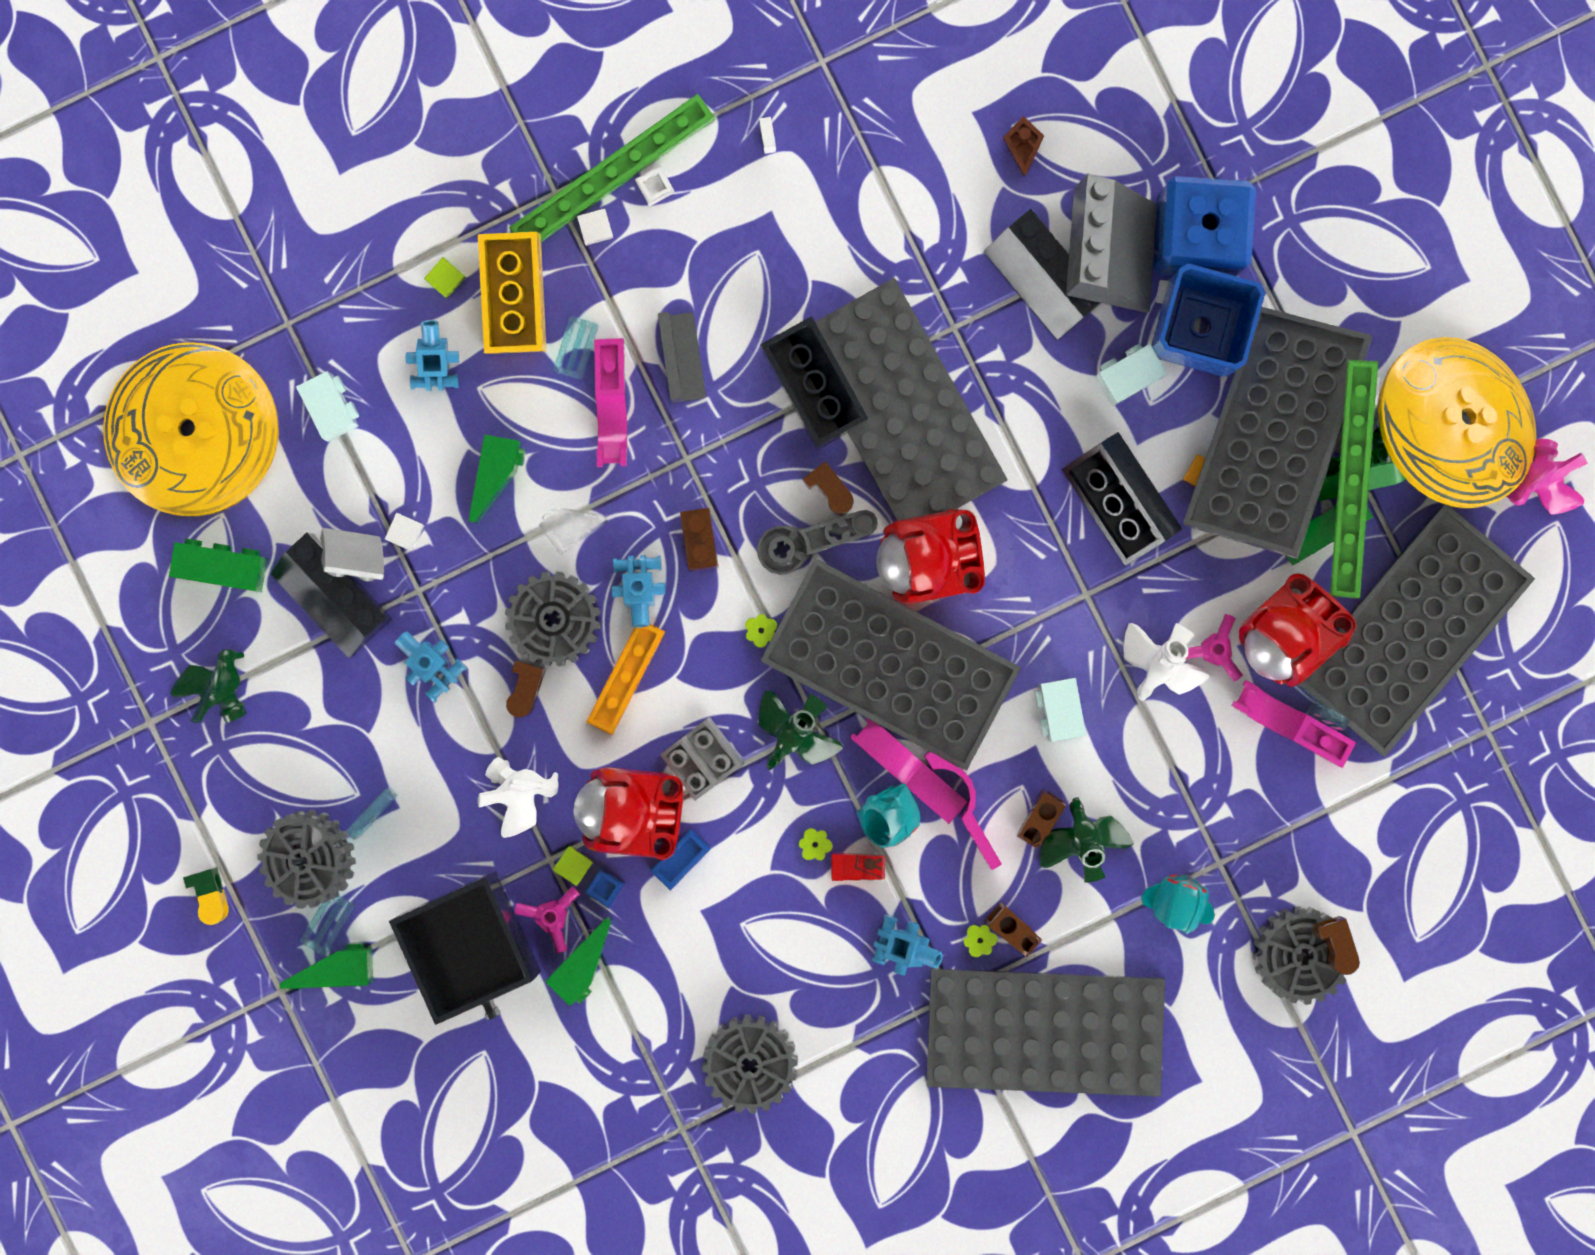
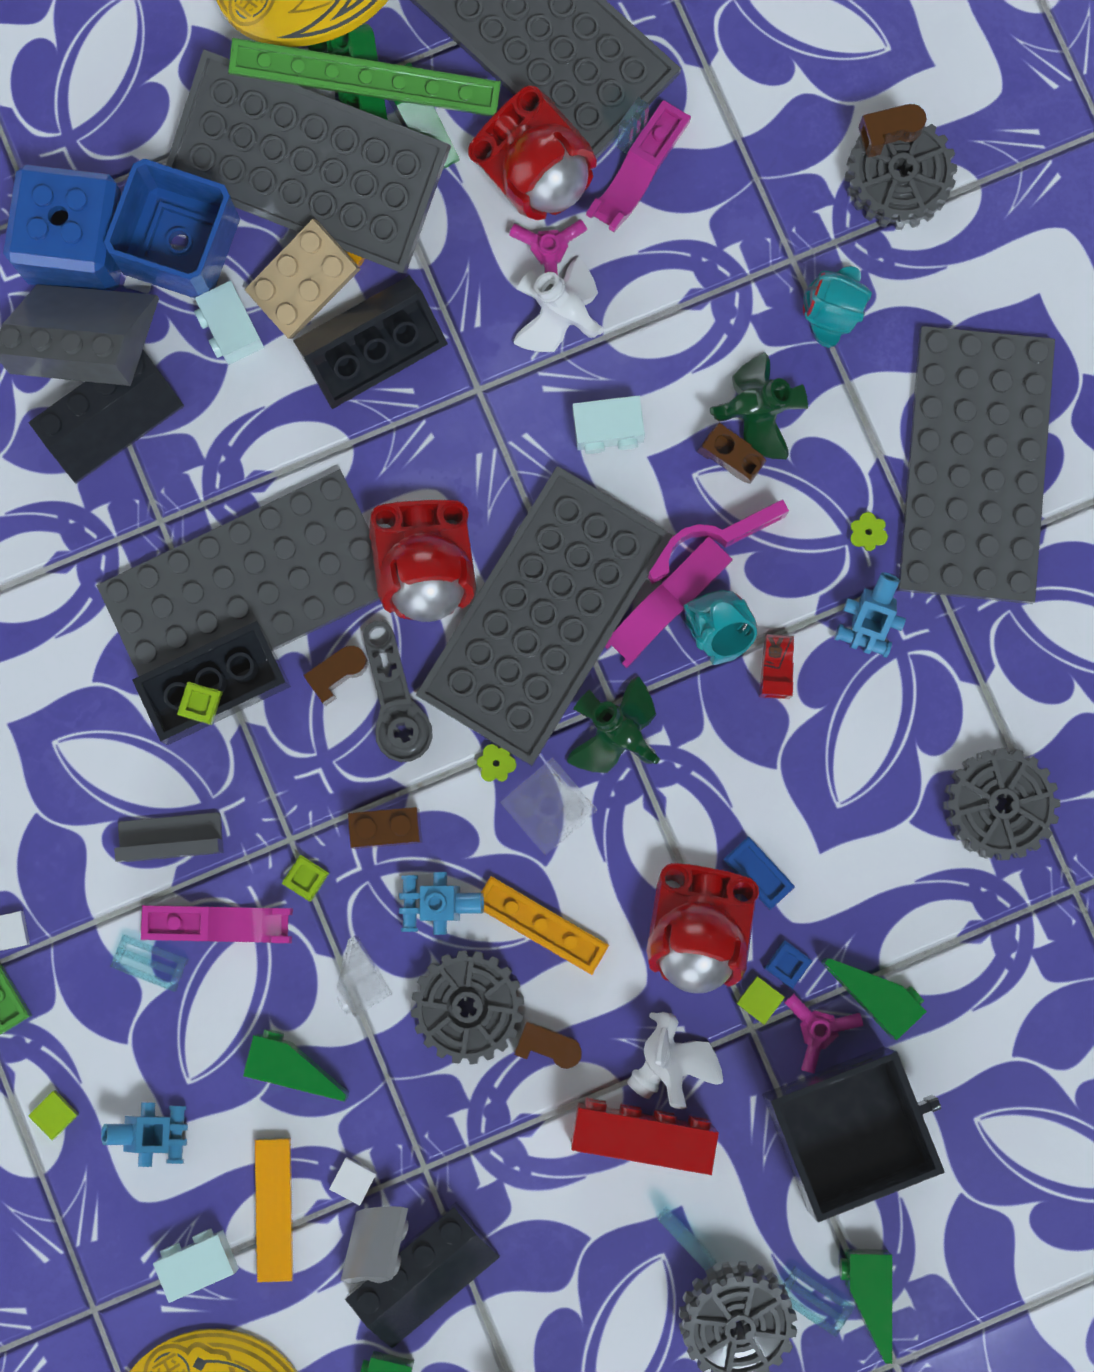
camera: 85 degrees left, 5 degrees down
(377, 467) = (274, 1210): none -> light orange tile
(427, 662) = (510, 1160): dark azure piece -> none
(452, 773) = (644, 1137): none -> red brick
(512, 292) = (76, 1033): yellow brick -> none
(654, 474) = (305, 878): none -> lime tile
(702, 758) = (642, 840): light grey slope -> none
(724, 677) = (548, 806): none -> clear brick
(794, 375) = (199, 703): none -> lime tile
(810, 852) = (749, 704): lime plant -> none
(1012, 929) = (857, 493): reddish brown leg -> none
(1173, 435) = (302, 279): none -> tan plate

